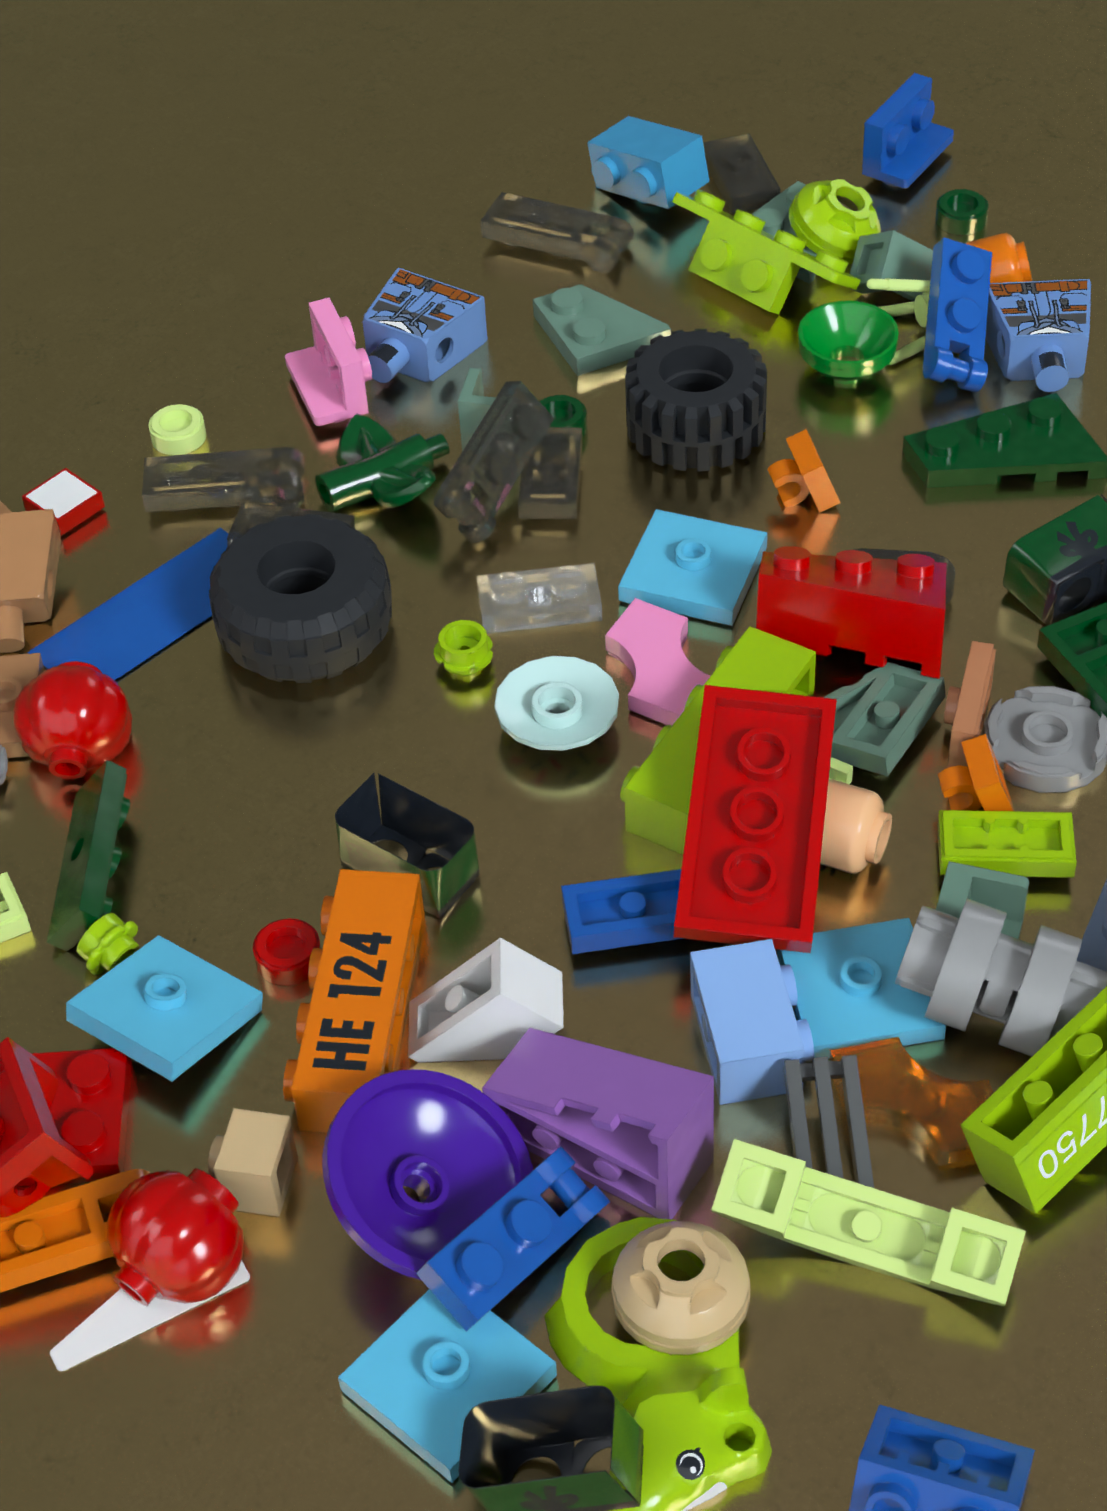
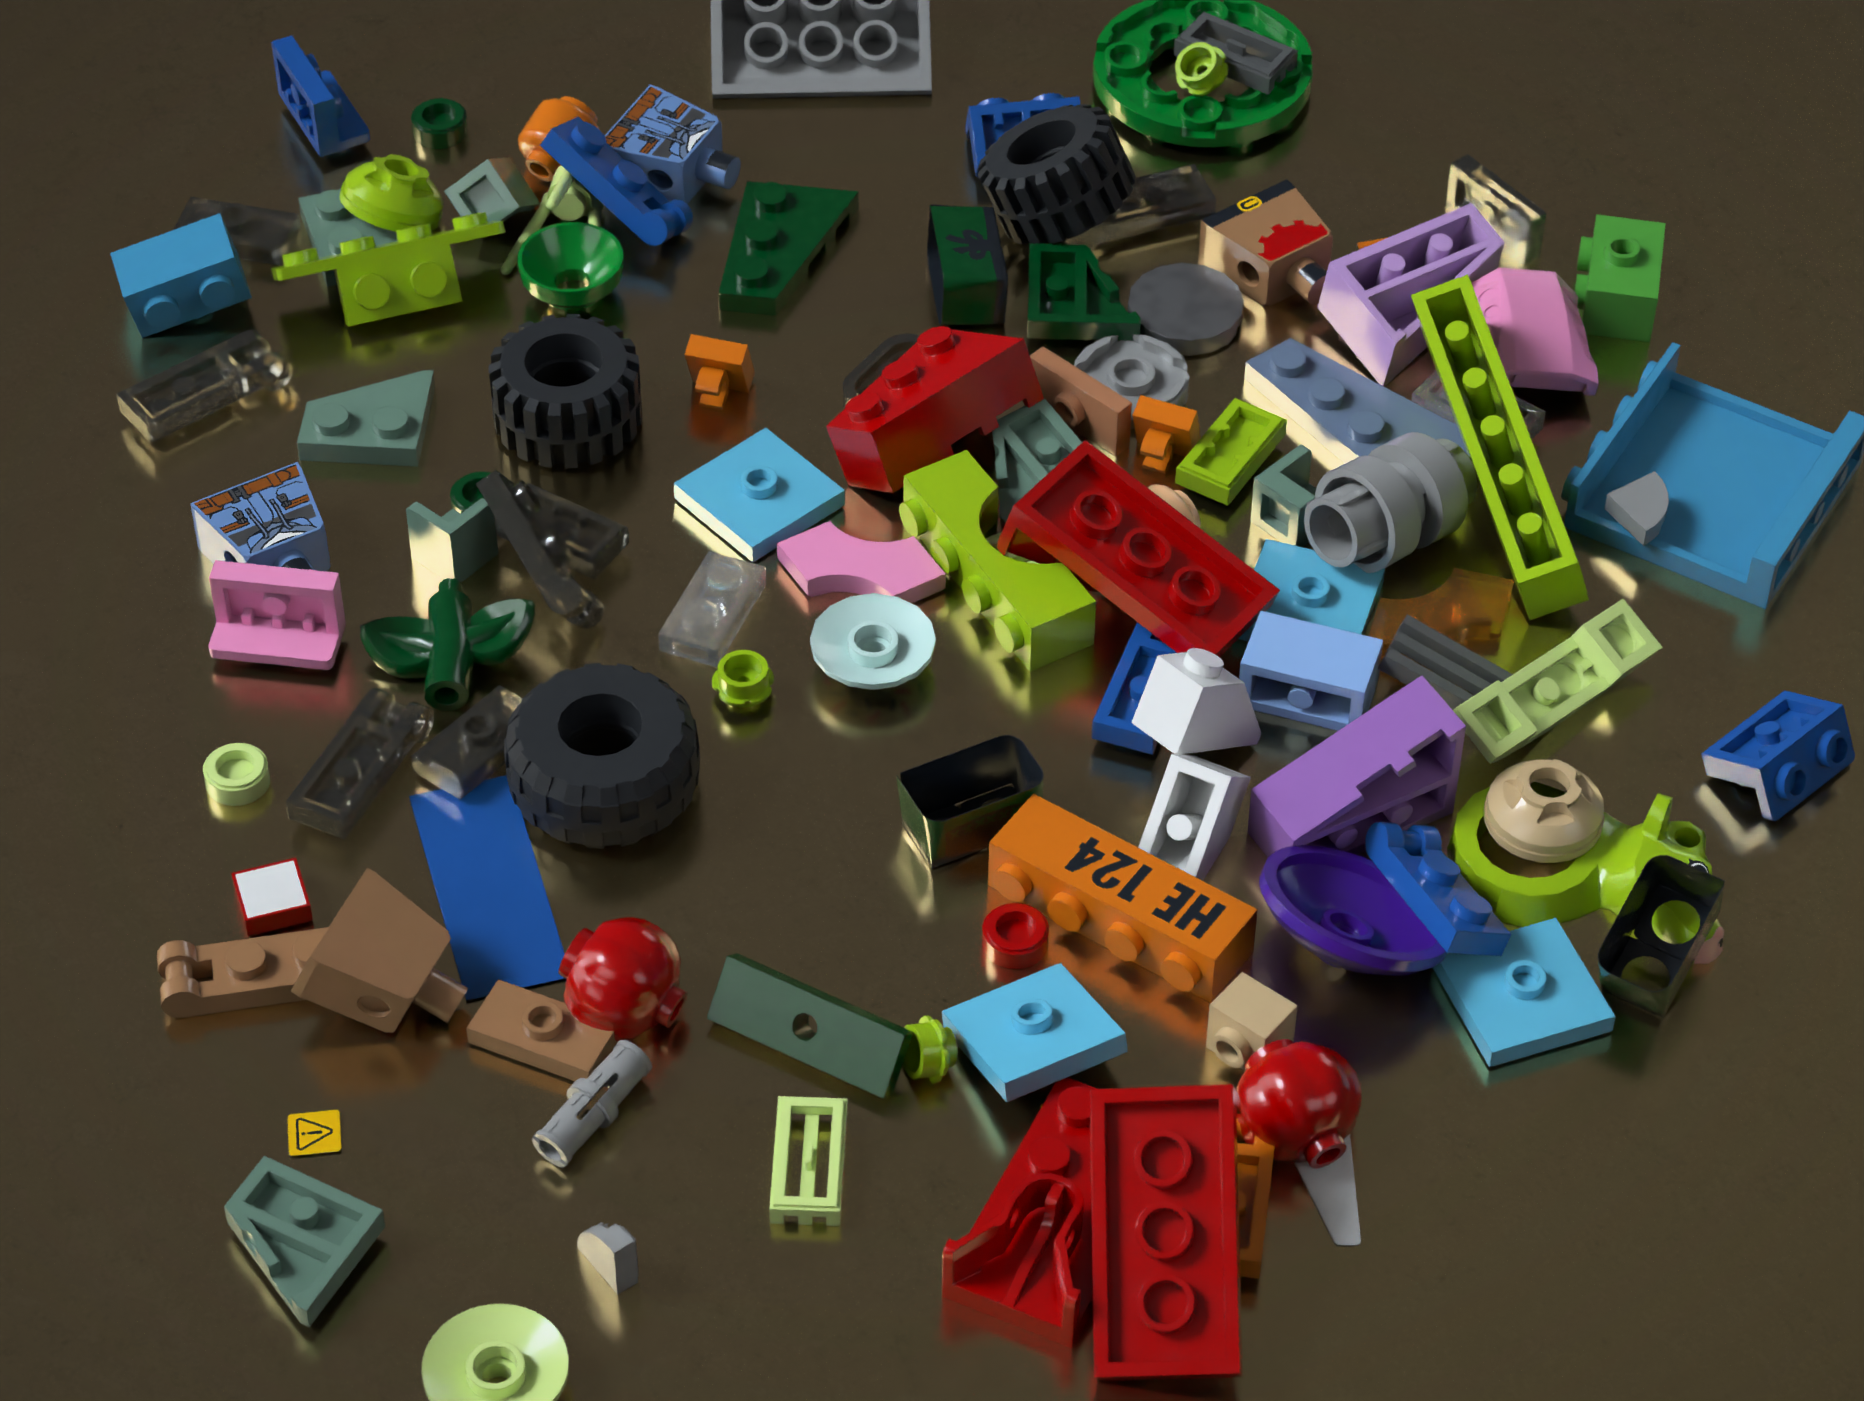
camera: 65 degrees left, 0 degrees up
(610, 945) = (1196, 705): none -> white slope

